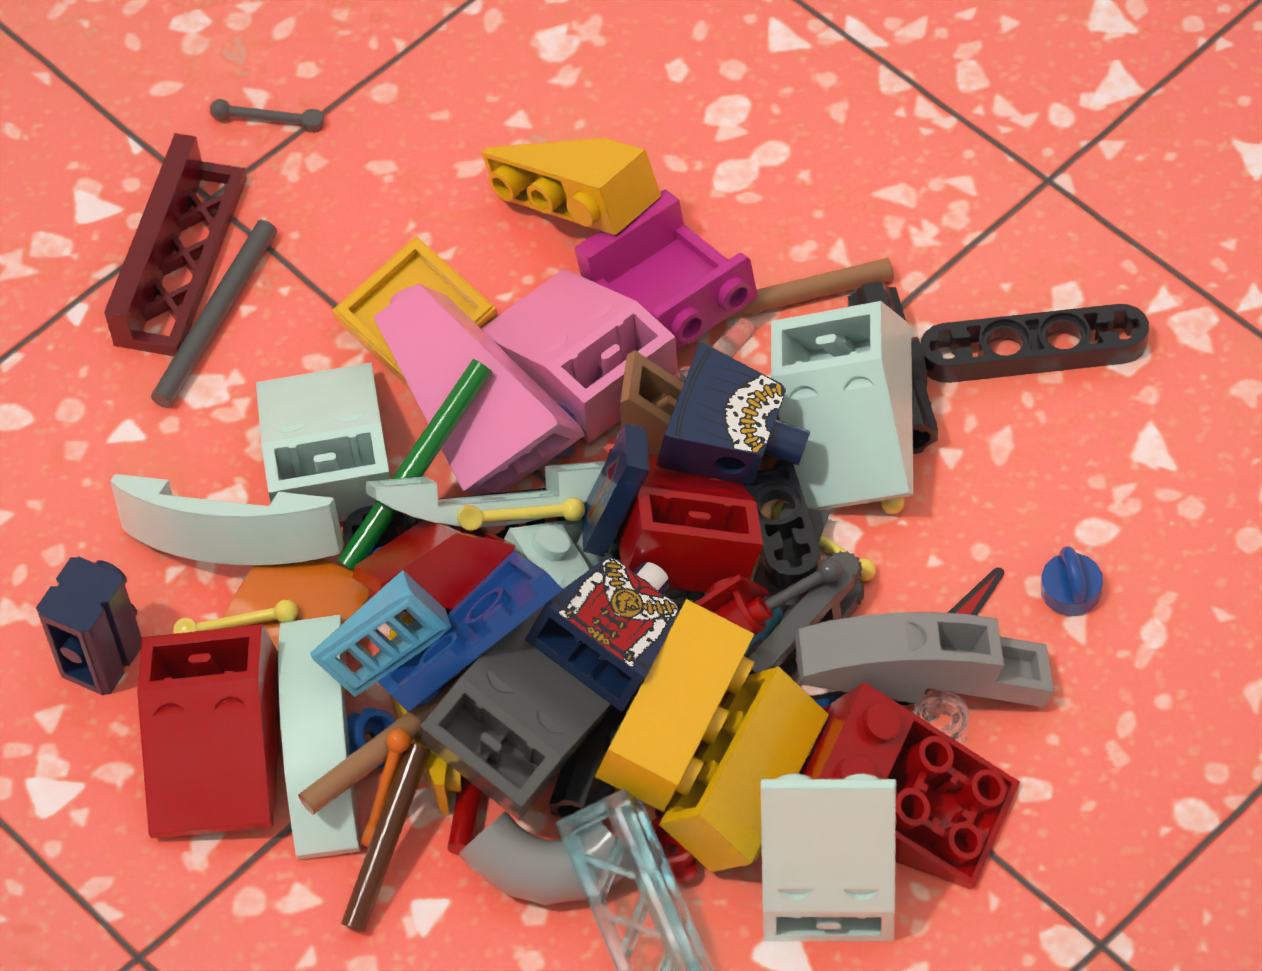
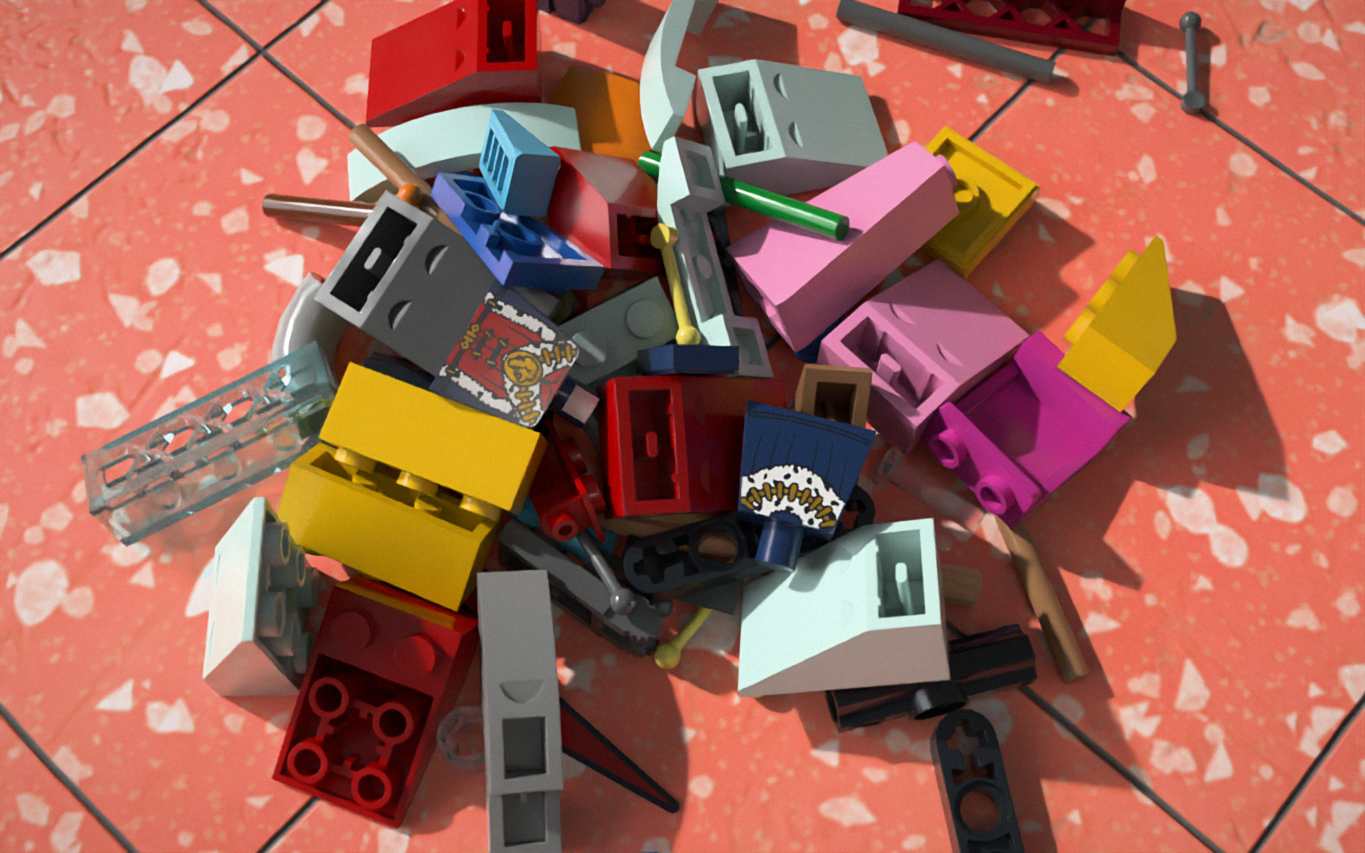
camera: 80 degrees right, 10 degrees up
(283, 612) = (577, 46): light yellow hinge -> none

